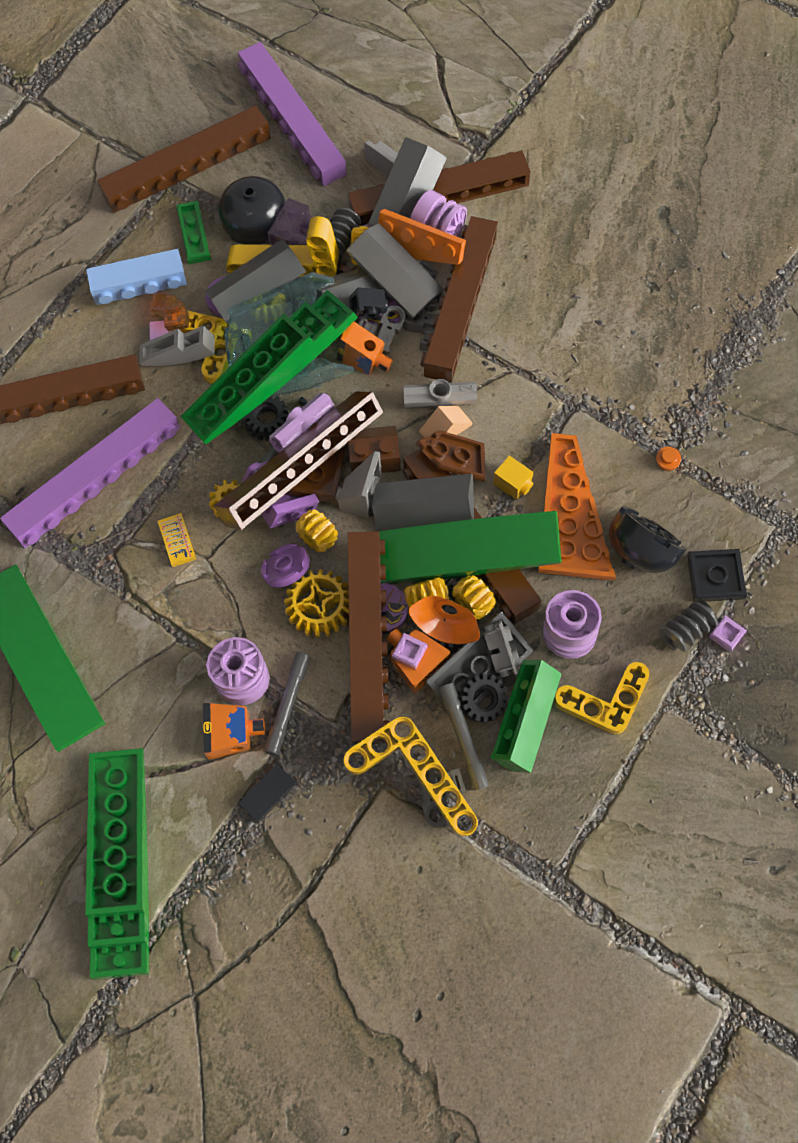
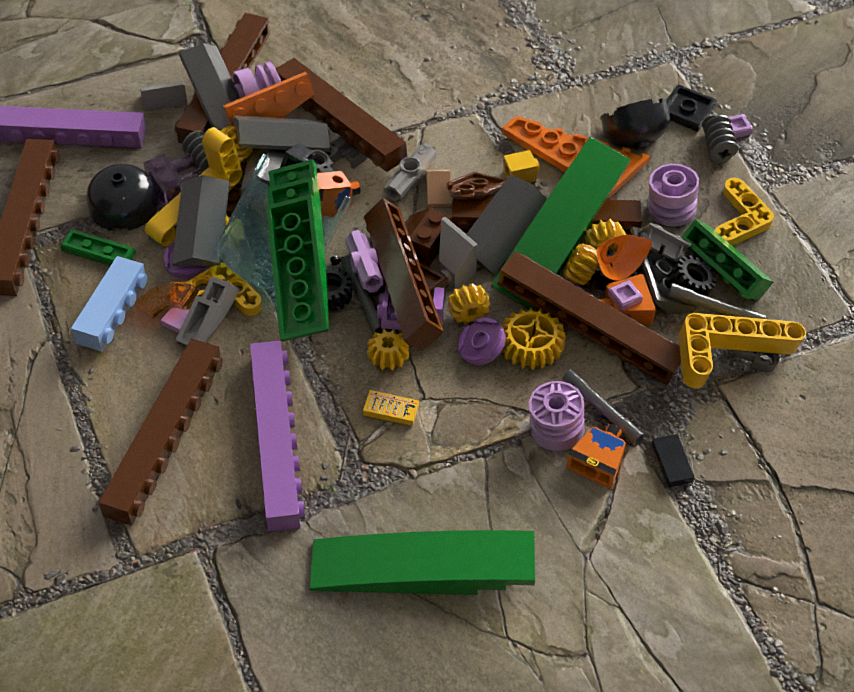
camera: 60 degrees left, 15 degrees down
(117, 865) = (667, 596): green slope -> none
(668, 458) = (575, 82): orange plate -> none

